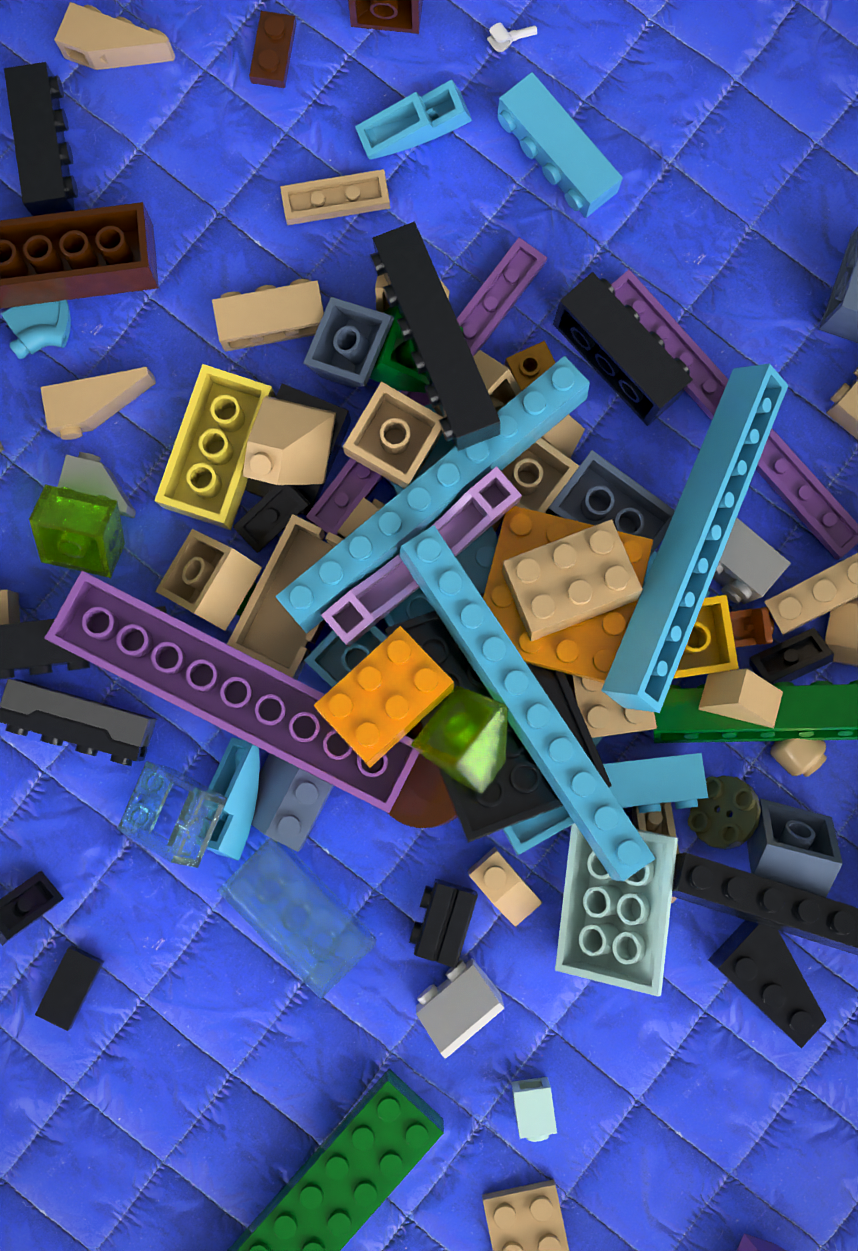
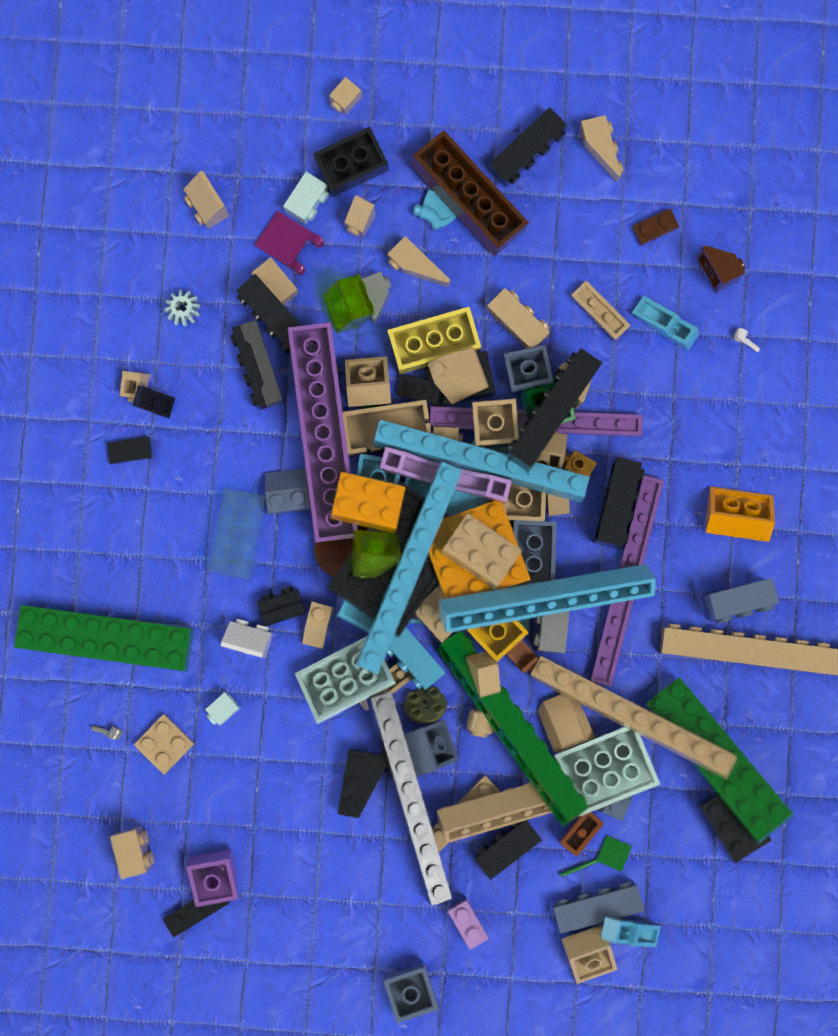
camera: 60 degrees right, 0 degrees up
(193, 825) = (249, 455): clear light blue window -> none
(238, 781) = (270, 465): medium azure slope -> none
(558, 145) = (703, 403): medium azure brick -> none
(745, 200) = (740, 514): none -> light orange slope
(792, 658) = (524, 690): black plate -> none

